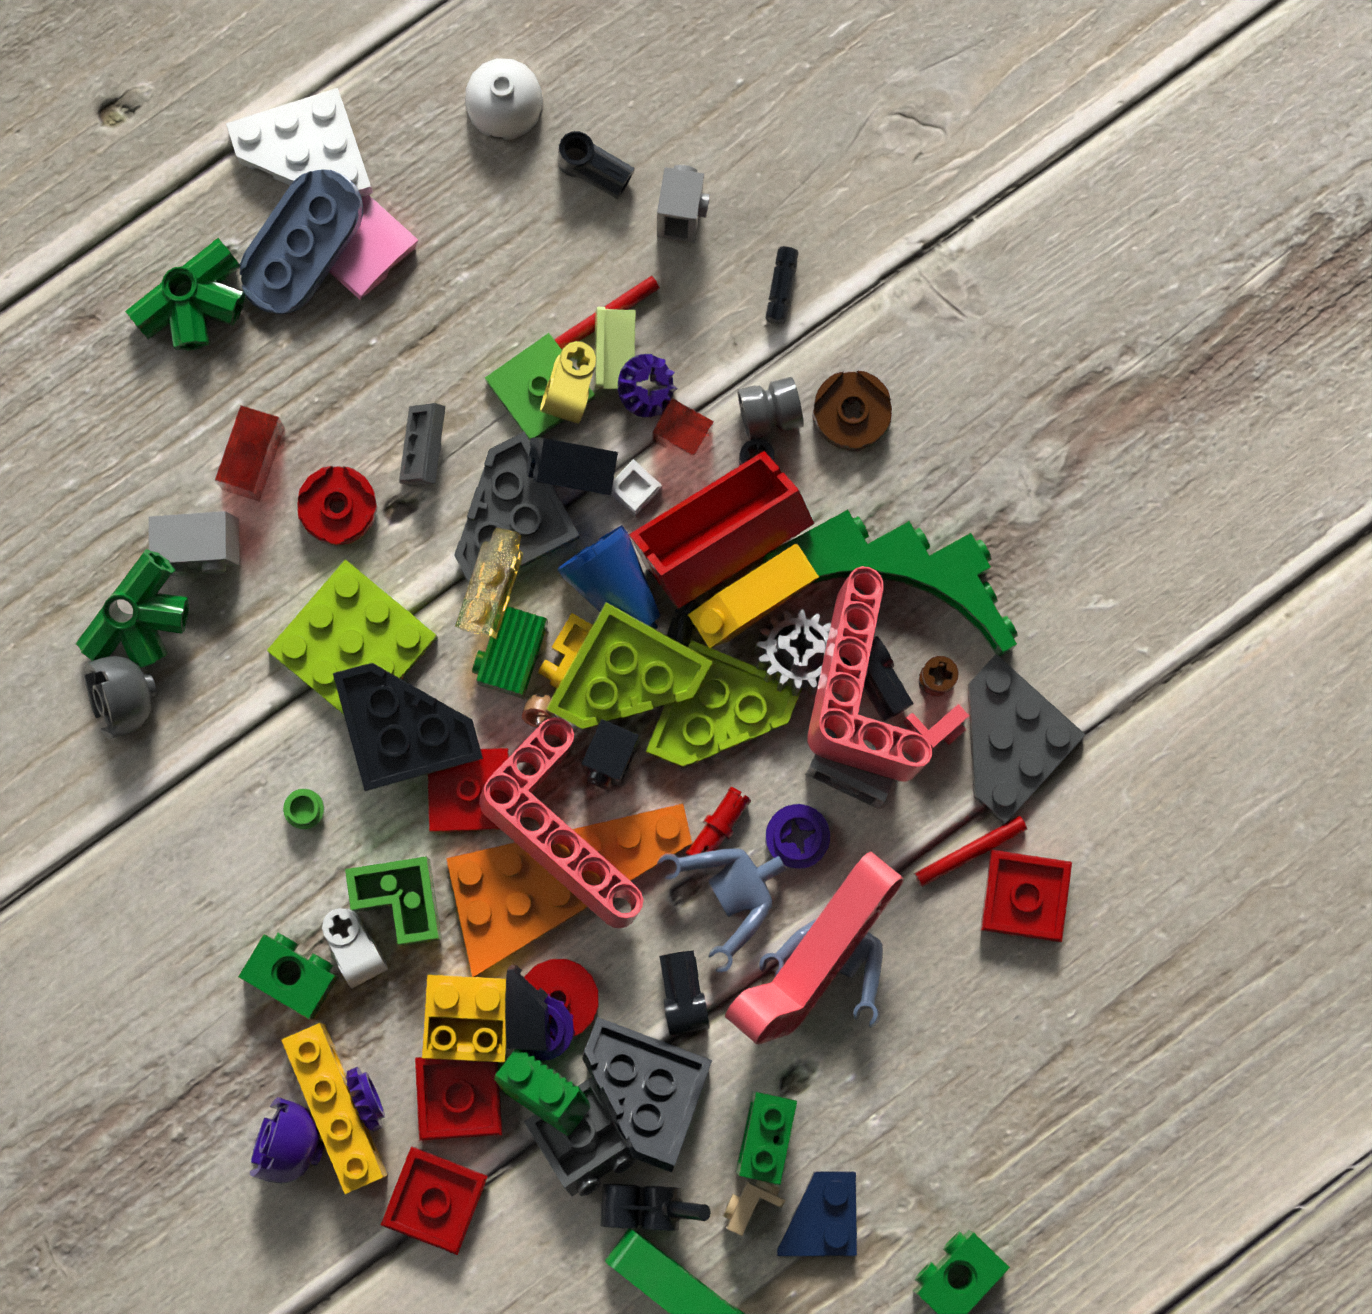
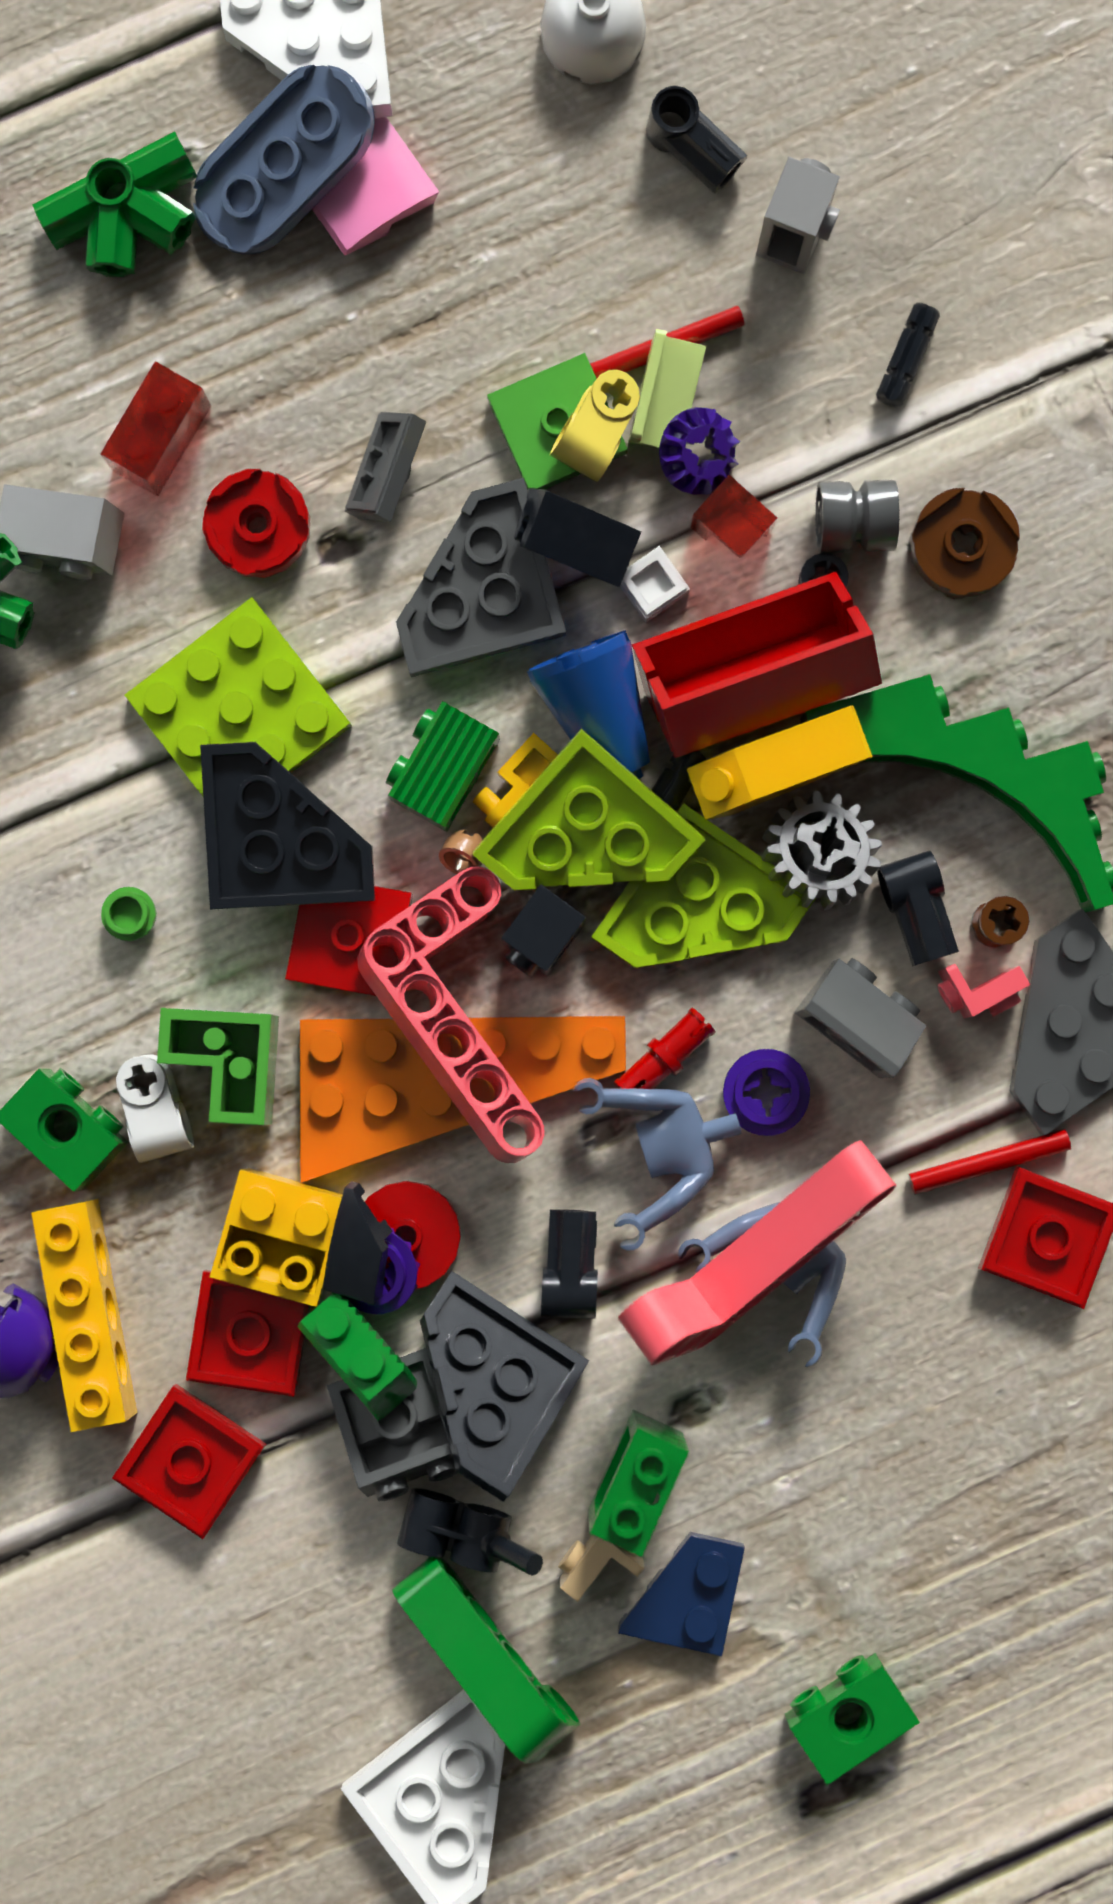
camera: 20 degrees right, 5 degrees up
(365, 1098) = (126, 1312): dark purple gear -> none
(491, 584) = (435, 671): clear yellow hinge -> none
(849, 683) = (882, 908): coral beam -> none

